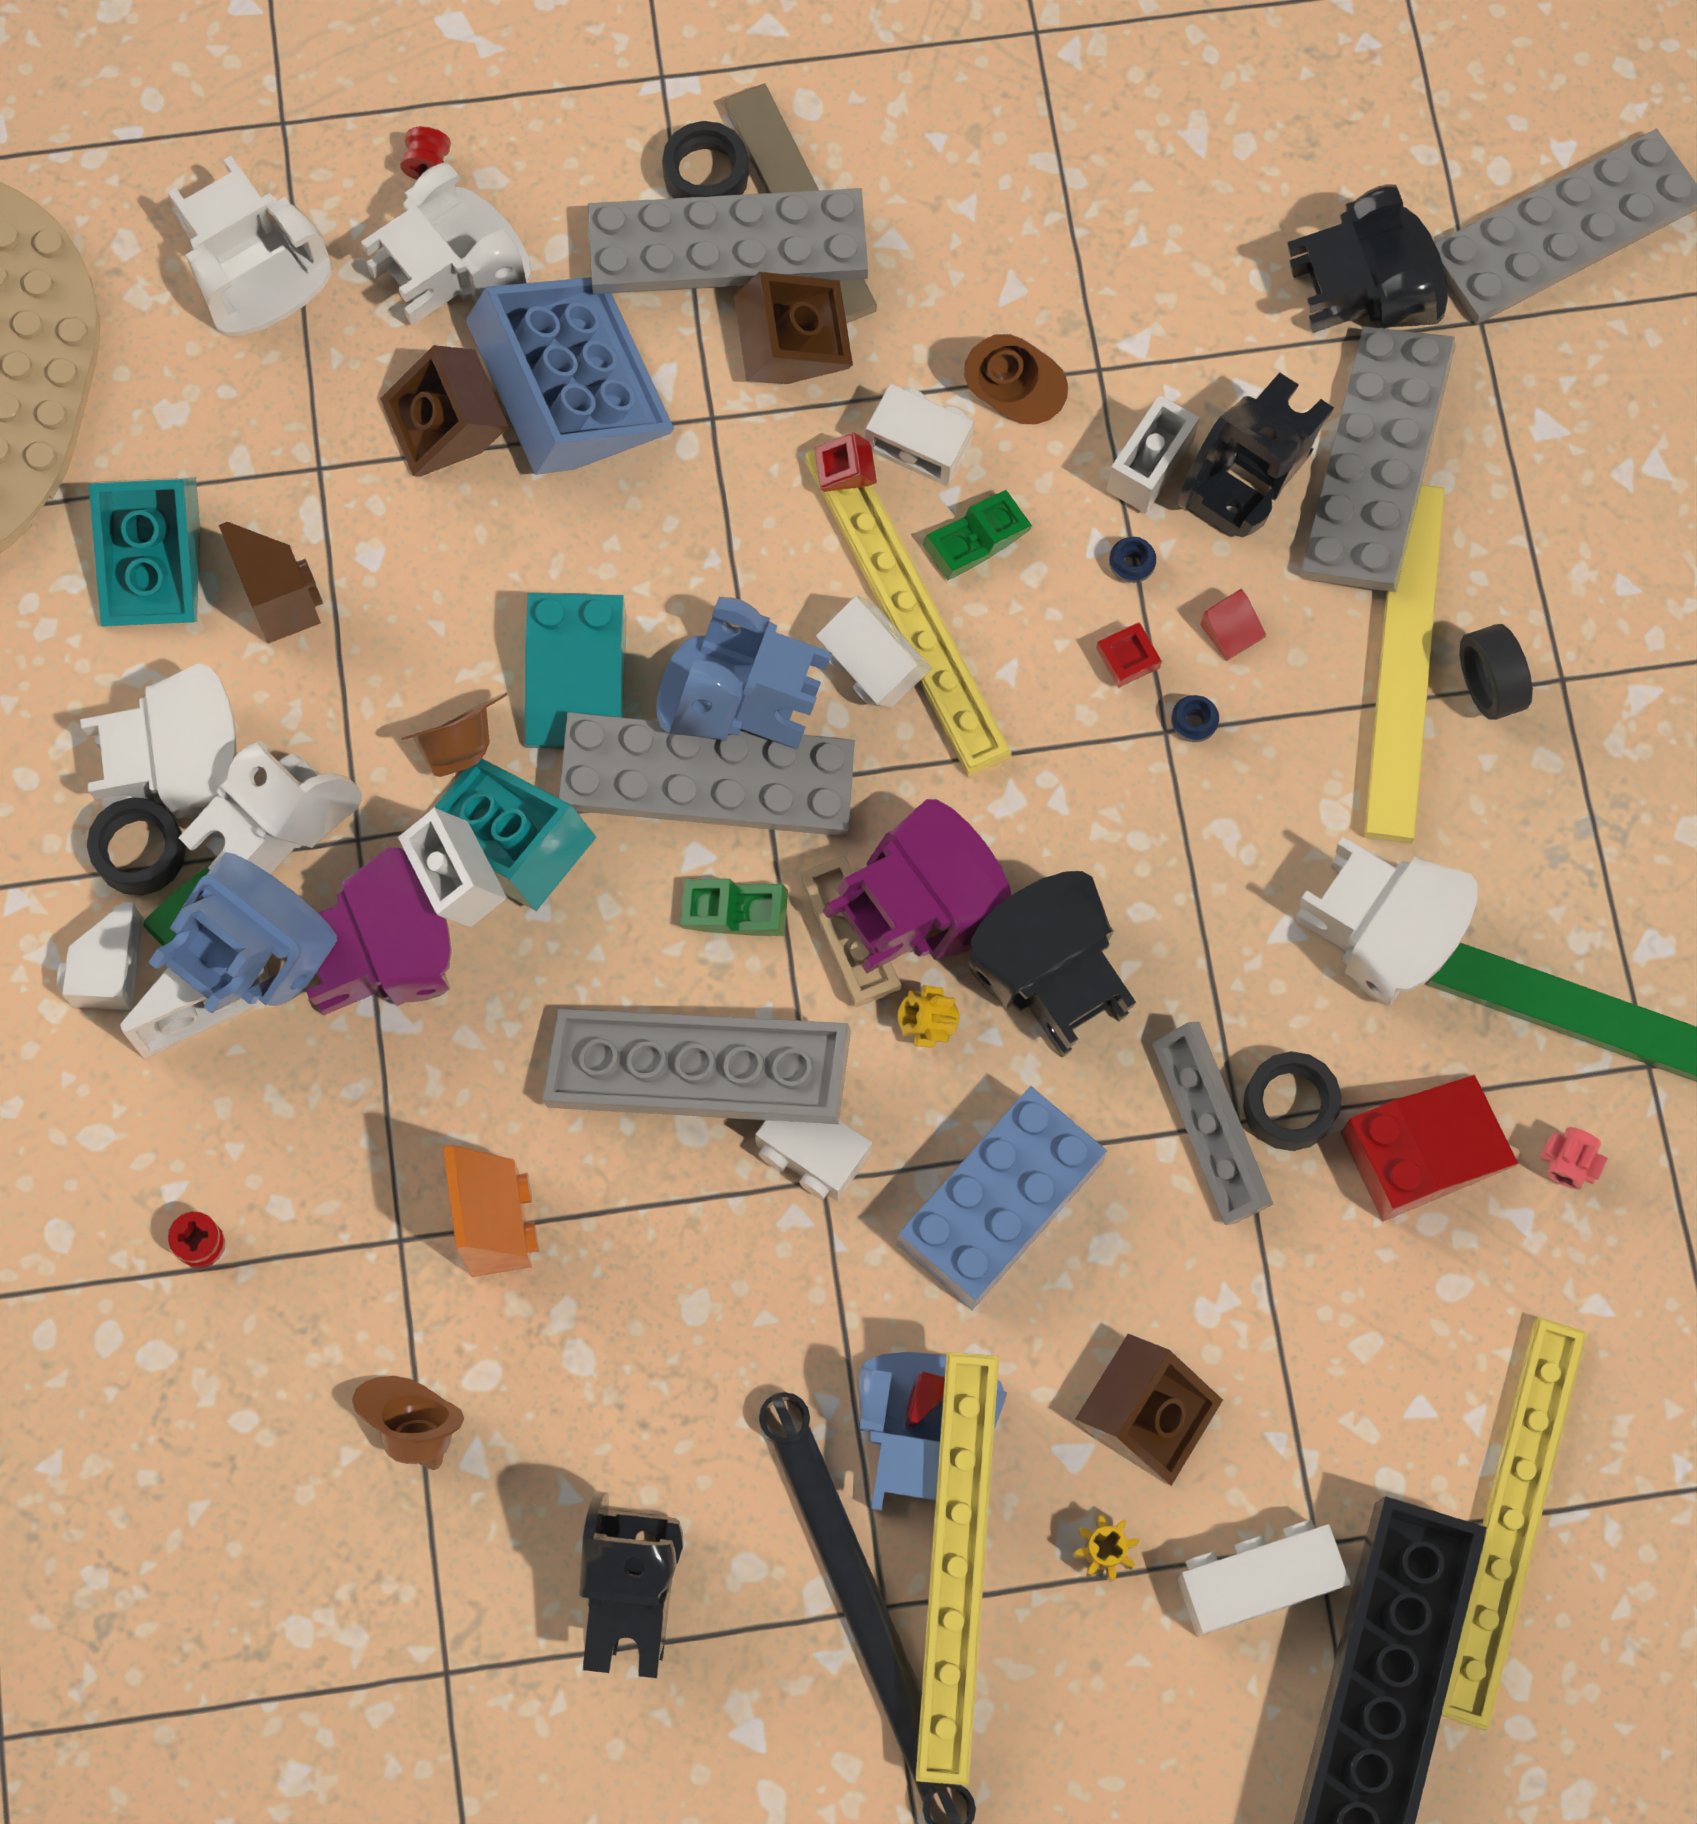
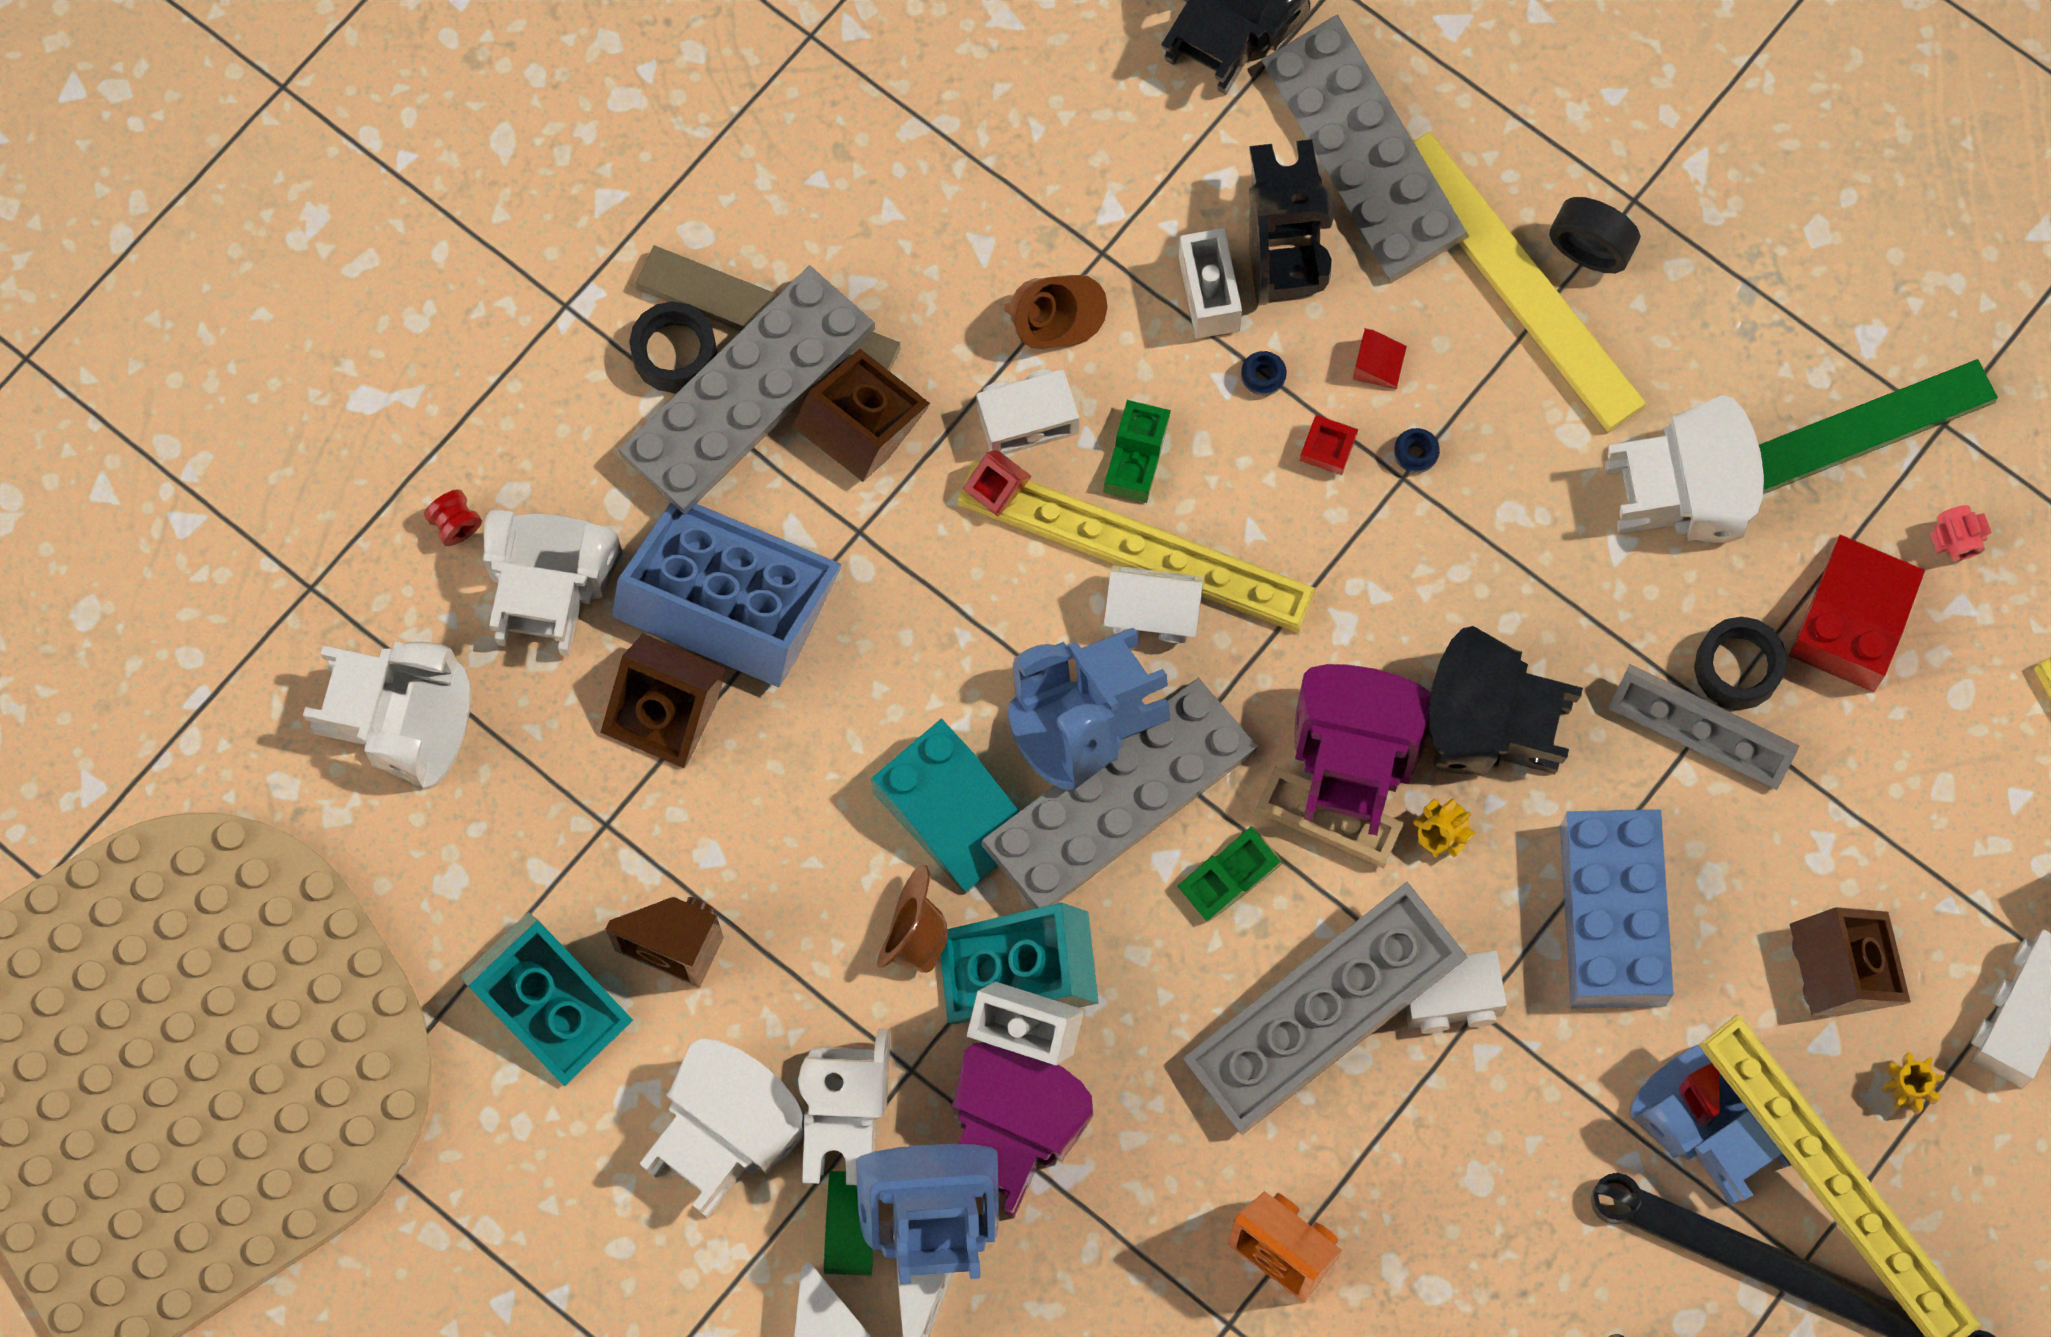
camera: 40 degrees left, 0 degrees up
(127, 812) = (738, 1192): black tyre -> none

